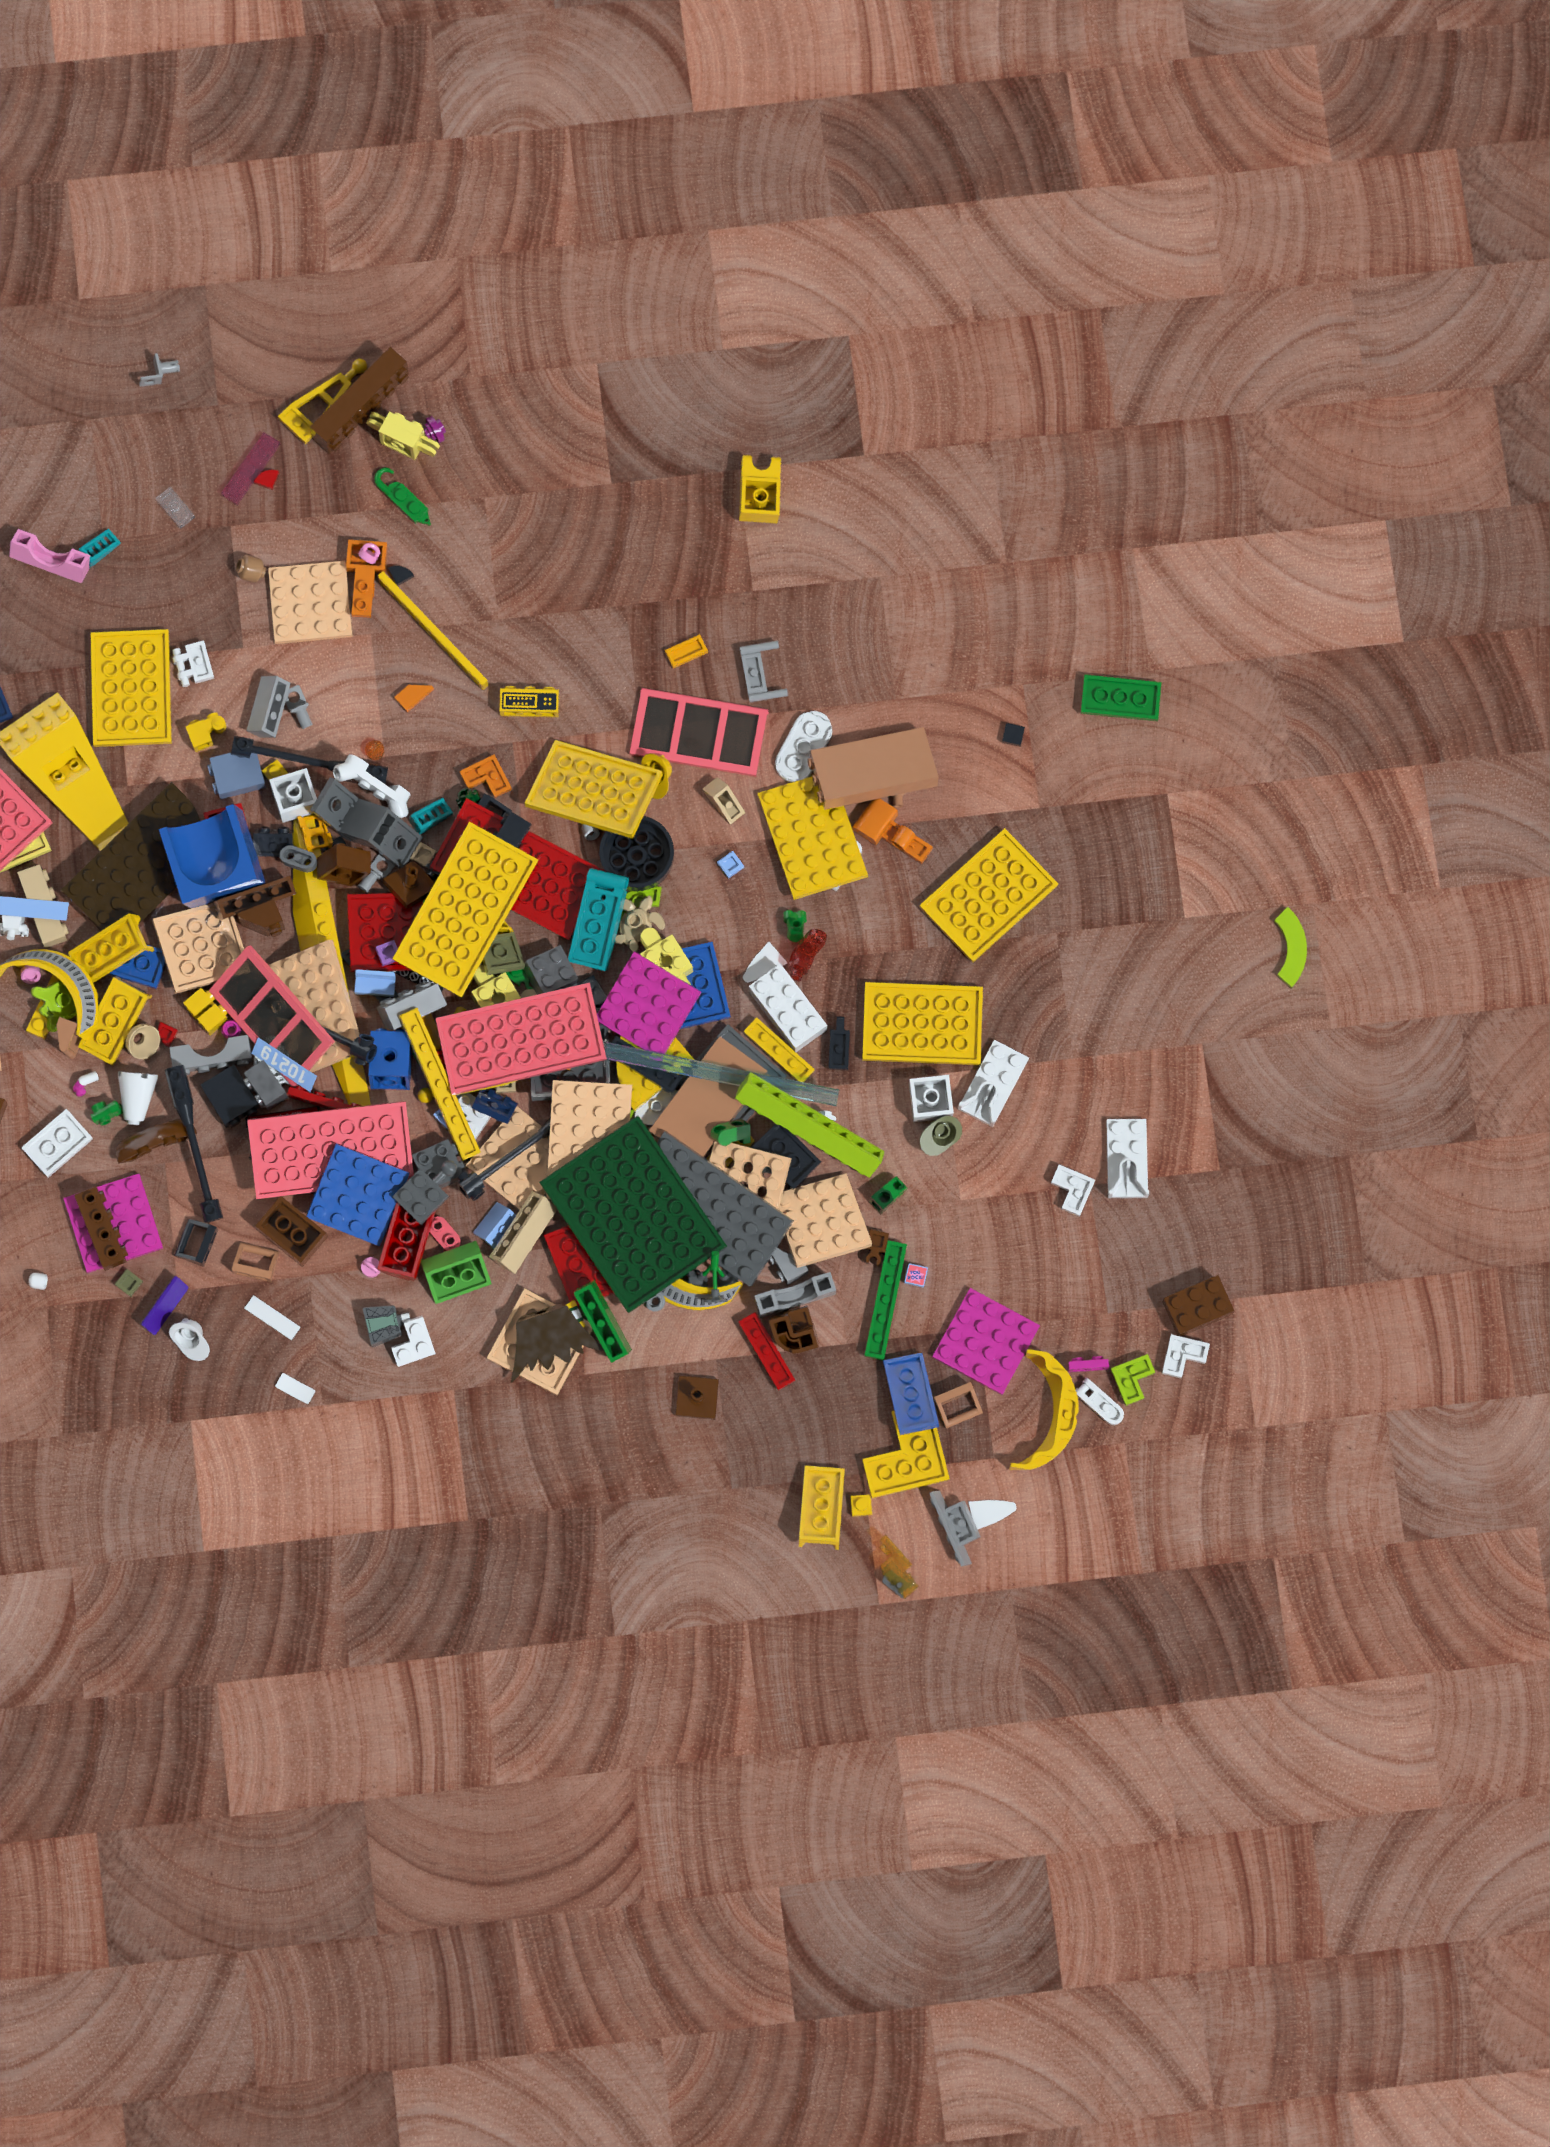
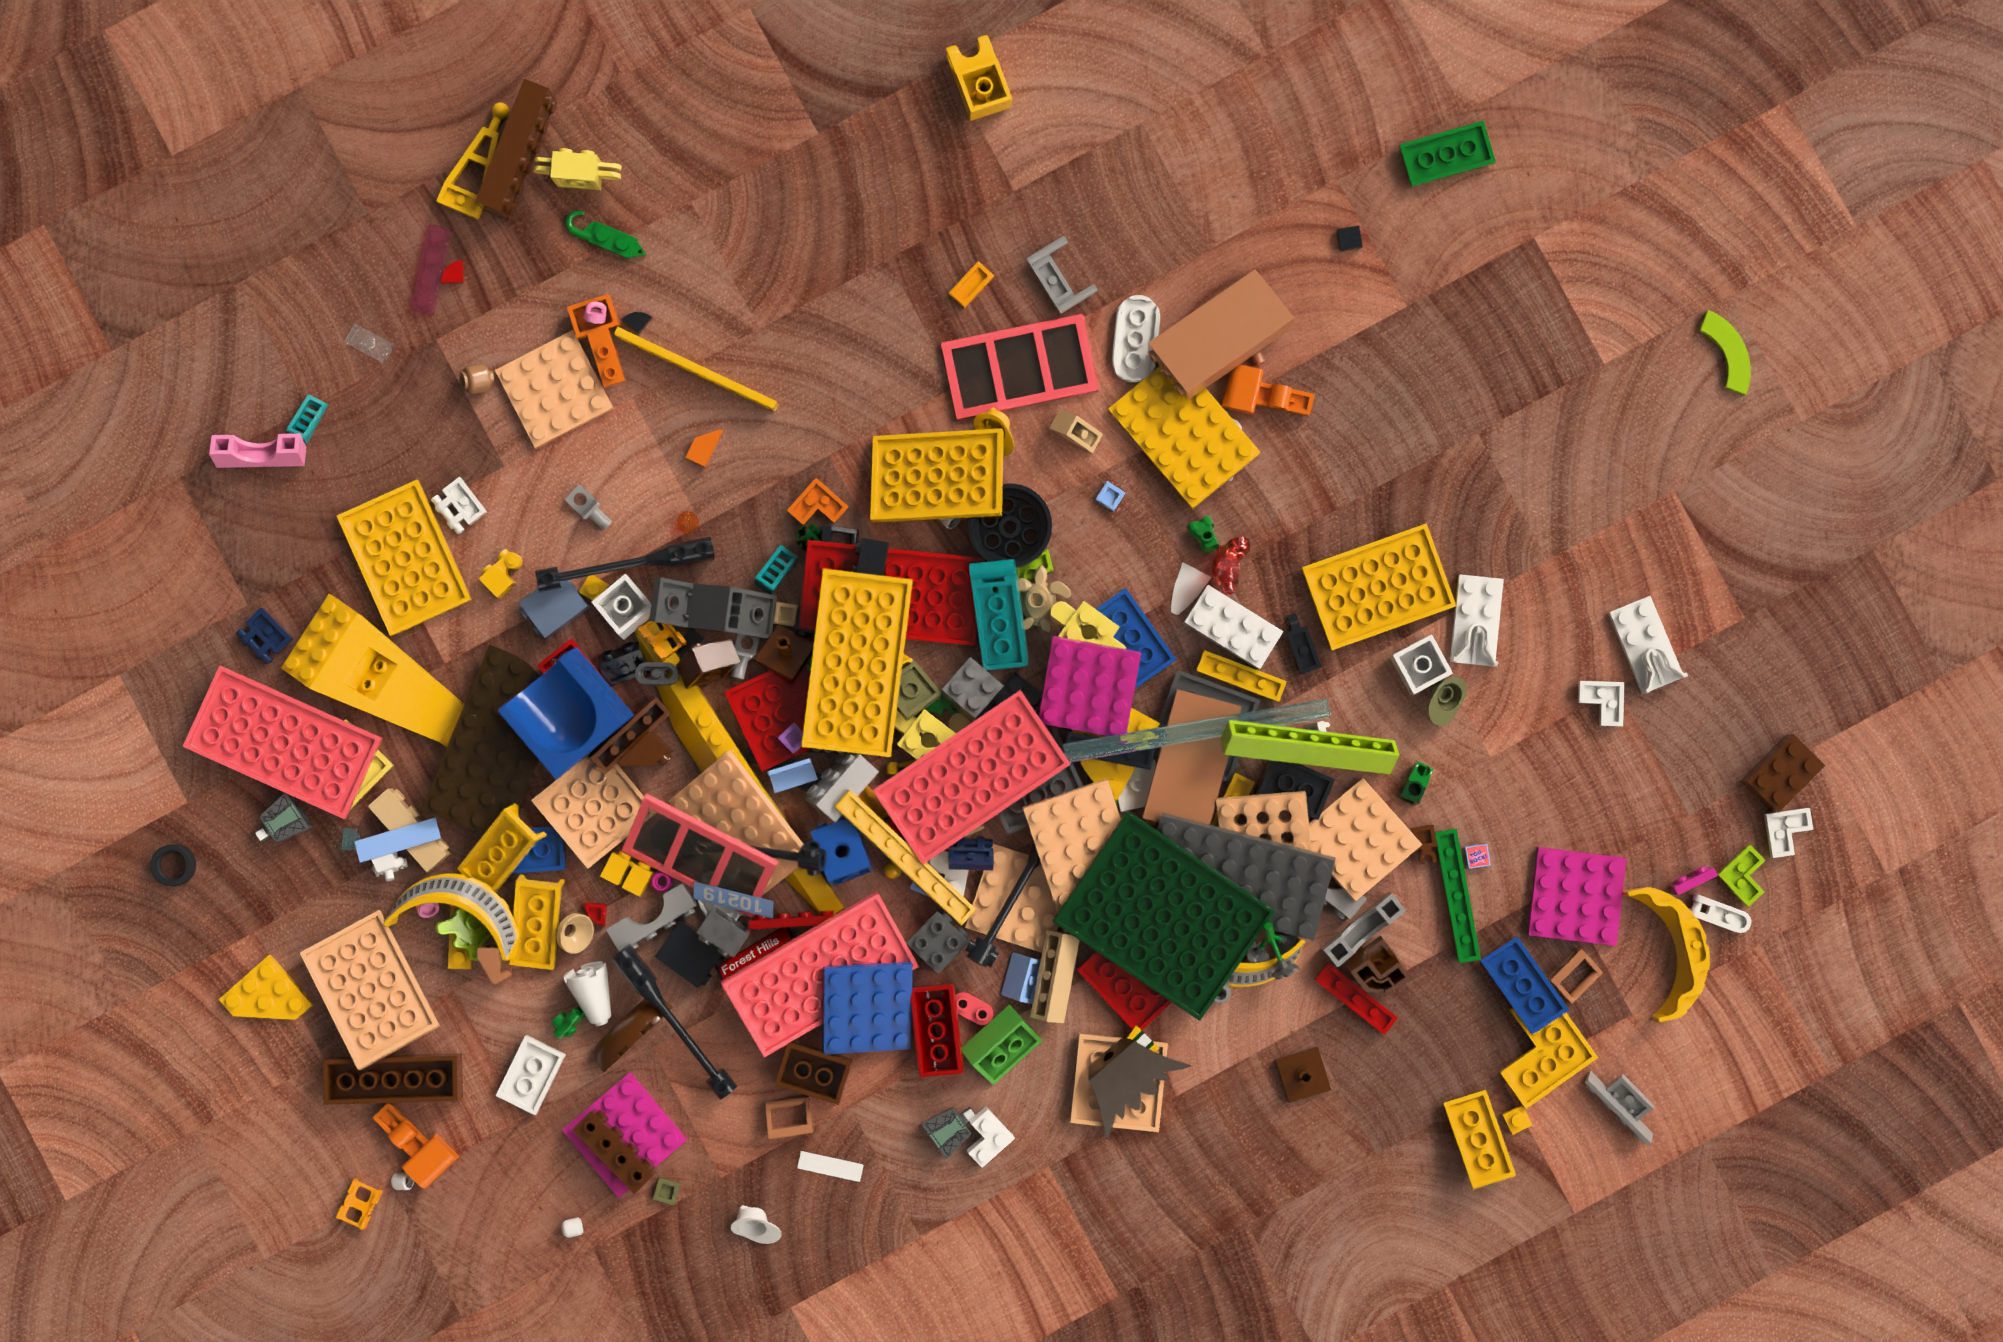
camera: 20 degrees left, 10 degrees up
(79, 1086) = (531, 997): arm -> none
(160, 368) = (291, 198): light grey bracket -> none
(164, 1305) = (714, 1201): dark purple slope -> none
(205, 1247) = (731, 1121): black tile -> none
(268, 706) = (557, 521): light grey brick -> none
(295, 1388) = (885, 1231): white sticker -> none
(356, 768) = (679, 556): white plate -> none
(369, 1267) = (910, 1074): bright pink tile -> none
(422, 1194) = (936, 982): dark grey plate -> none
(434, 429) = (608, 150): magenta plate -> none
(529, 702) = (829, 406): brick -> none
(602, 1321) = (1176, 1039): green brick -> none
(731, 1131) = (1230, 787): leg -> none
(896, 1570) = (1580, 1174): clear yellow plate -> none
(988, 895) = (1393, 422): yellow plate -> none
(990, 1511) = (1650, 1071): white sticker -> none

